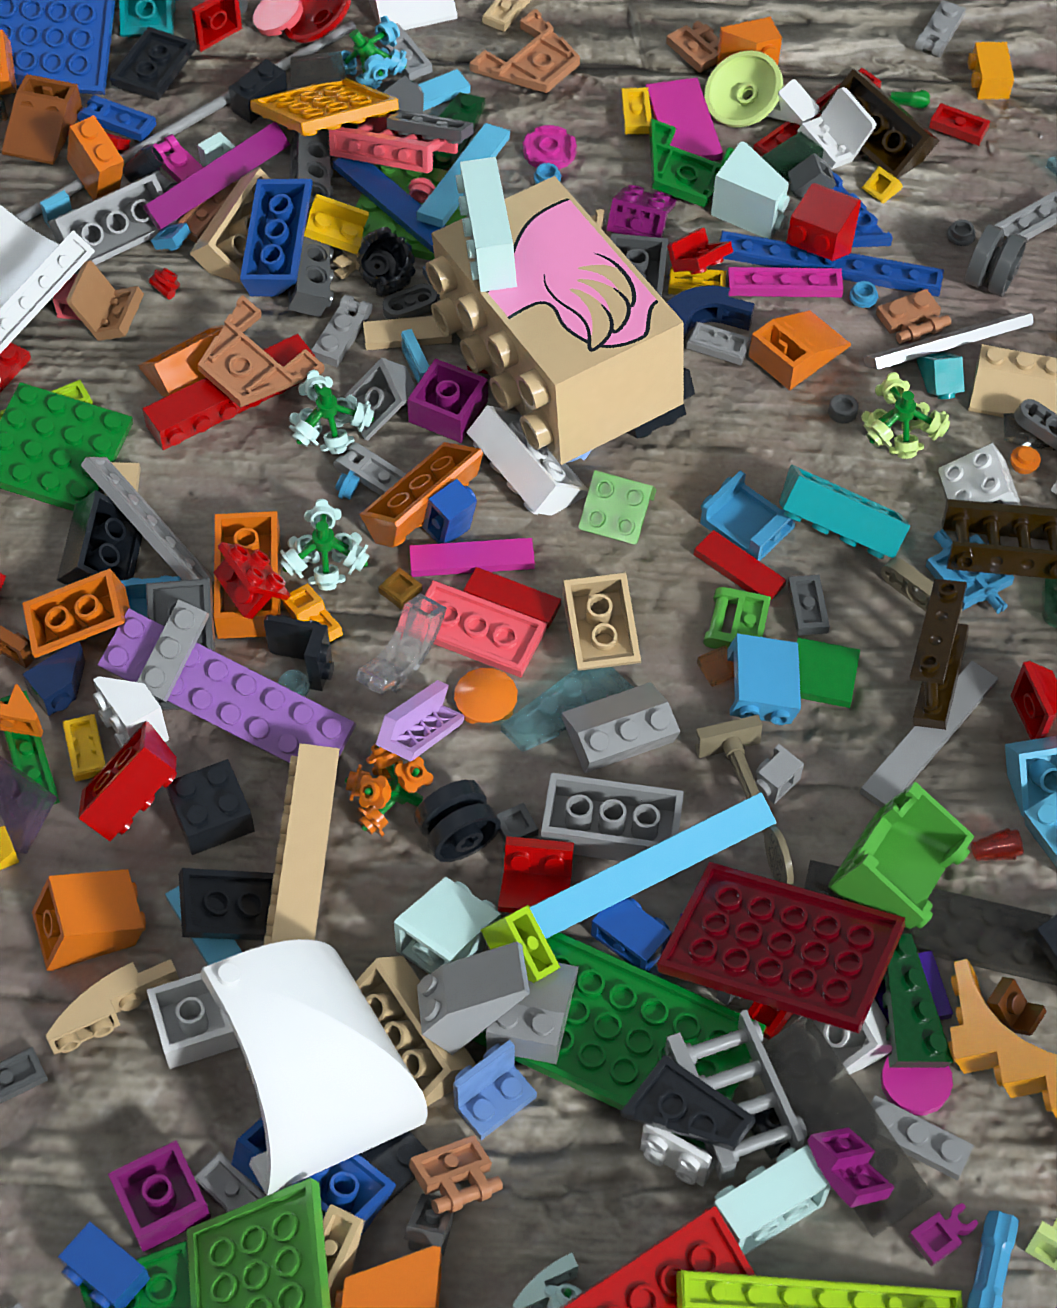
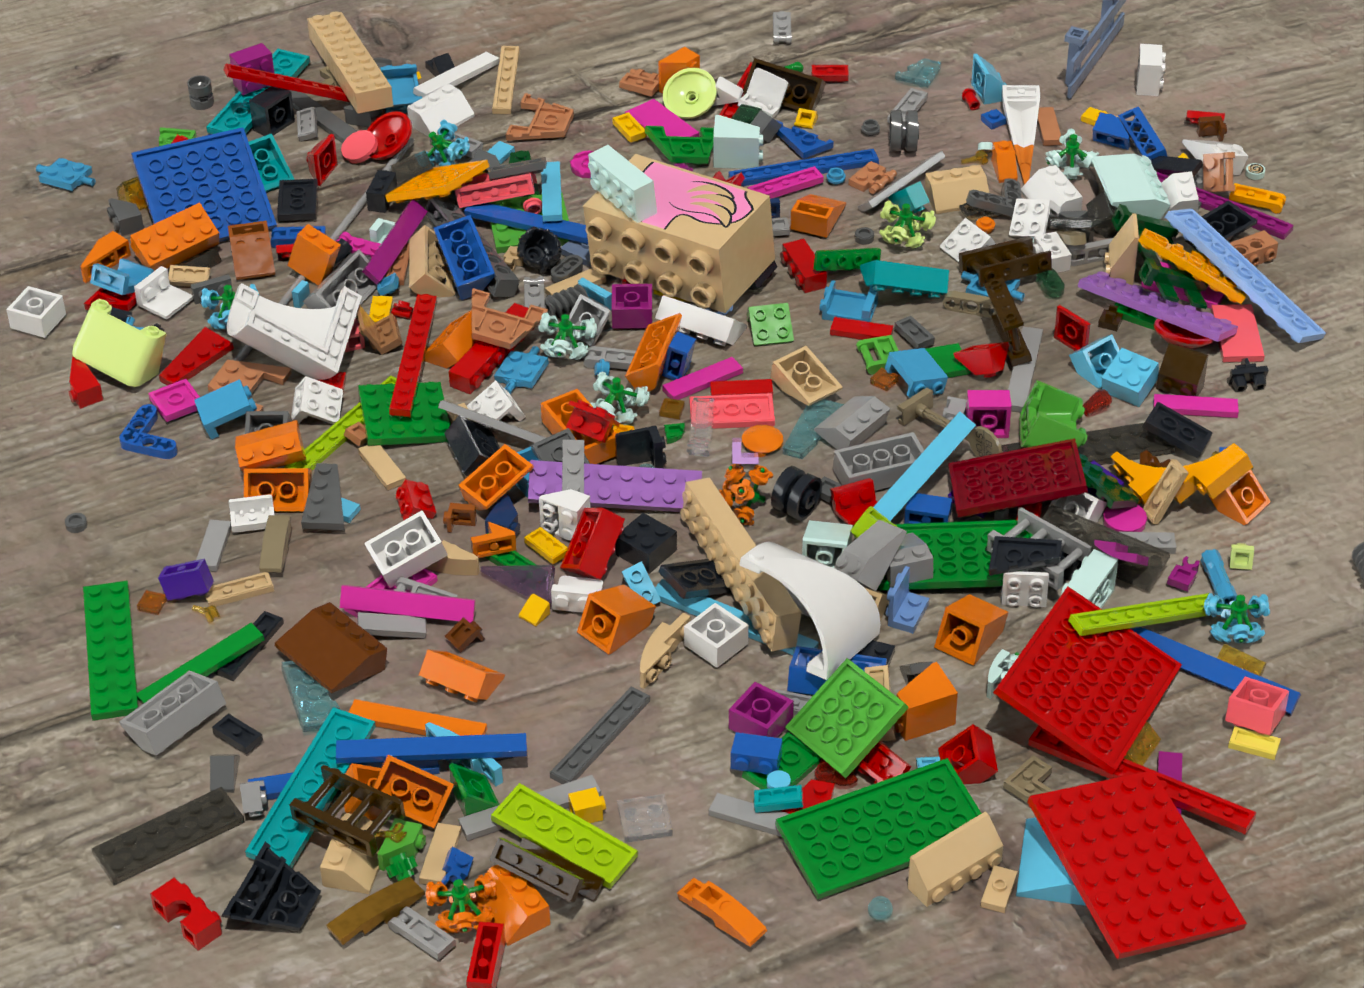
camera: 25 degrees left, 15 degrees down
(65, 847) = (573, 592): none -> white bracket
(118, 364) = (413, 355): none -> red plate
(139, 270) = (380, 307): none -> yellow plate
(153, 877) = (640, 582): none -> medium azure bracket
(176, 483) = (496, 403): none -> white bracket
(247, 440) = (521, 369): none -> dark azure plate
(336, 223) = (497, 238): yellow bracket -> none
(366, 356) = (563, 300): none -> dark grey piece
(376, 630) = (674, 432): none -> green tile
(451, 1165) = (914, 643): nougat plate -> none
(558, 1181) = (970, 628): none -> orange slope
(723, 427) = (800, 263): none -> red brick
(782, 444) = (844, 258): none -> green bracket
(817, 801) = (990, 410): none -> dark pink brick
(824, 222) = (791, 143): red slope -> none
(877, 693) = (984, 358): none -> red slope
(991, 70) = (829, 39): light orange brick -> none
(991, 1075) = (1165, 491): none -> tan tile

